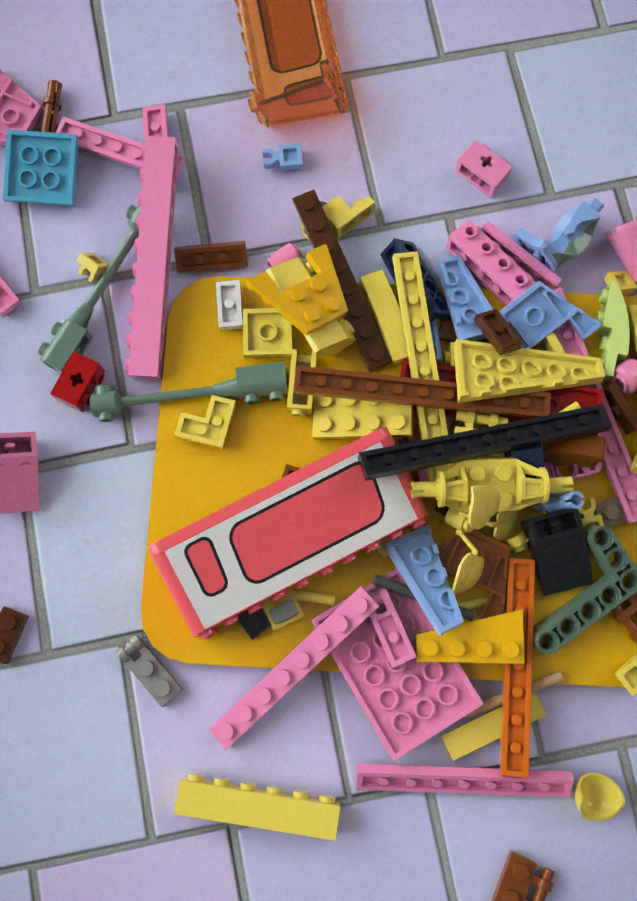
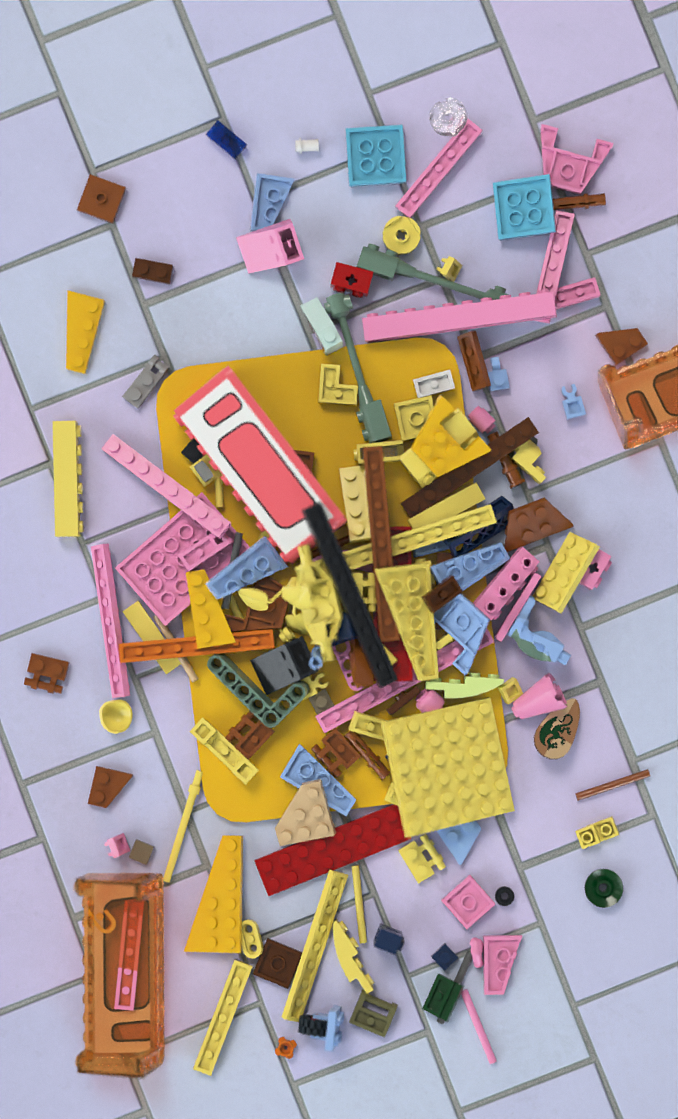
camera: 80 degrees right, 10 degrees up
(27, 310) = (404, 225): none -> light yellow plate
(56, 746) = (82, 325): none -> yellow wing
(128, 426) = (322, 326): none -> light aqua slope
(226, 96) = (621, 343): none -> dark orange wing
(235, 233) = (497, 377): none -> light blue plate
(349, 239) = (509, 468): none -> dark orange pin
(420, 222) = (533, 523): none -> dark orange wing
(486, 192) = (565, 572): none -> light yellow plate

